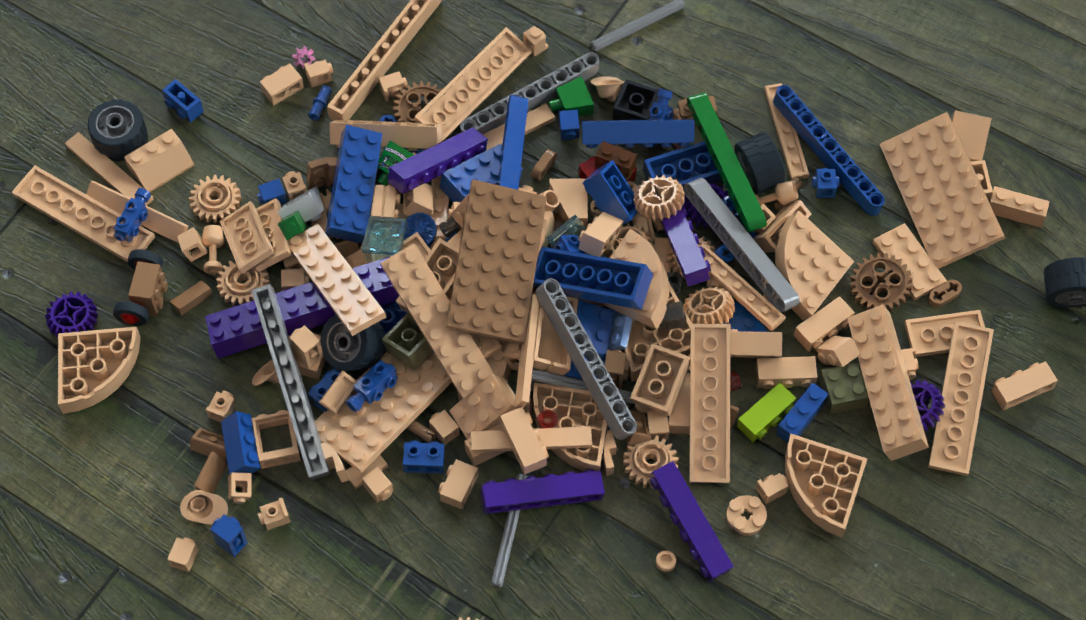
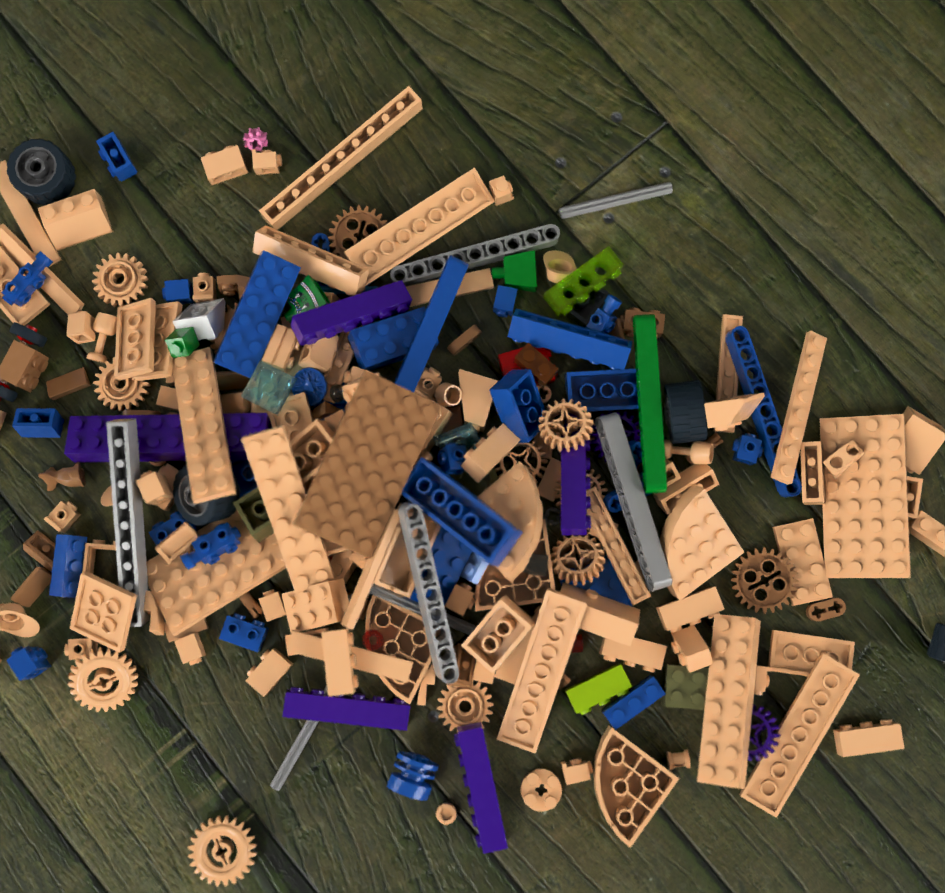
camera: 15 degrees right, 20 degrees up
(174, 334) = (38, 423): none -> blue brick
(214, 371) = (69, 477): none -> medium nougat animal
(240, 480) = (55, 619): light nougat brick -> none
(287, 540) = (105, 663): none -> light nougat gear
(288, 466) = (103, 611): none -> light nougat plate
(320, 103) = (258, 198): blue pin -> none
(392, 85) = (337, 200): light nougat brick -> none
(614, 100) = (605, 259): none -> clear neon green brick
(623, 529) = (412, 776): none -> blue wheel
(800, 144) = (731, 410): none -> light nougat slope
(857, 137) = (798, 408): none -> light nougat plate
(864, 450) = (678, 759): none -> light nougat bush
(889, 185) = (812, 473): none -> light nougat brick
(909, 163) = (842, 458): none -> light nougat leg

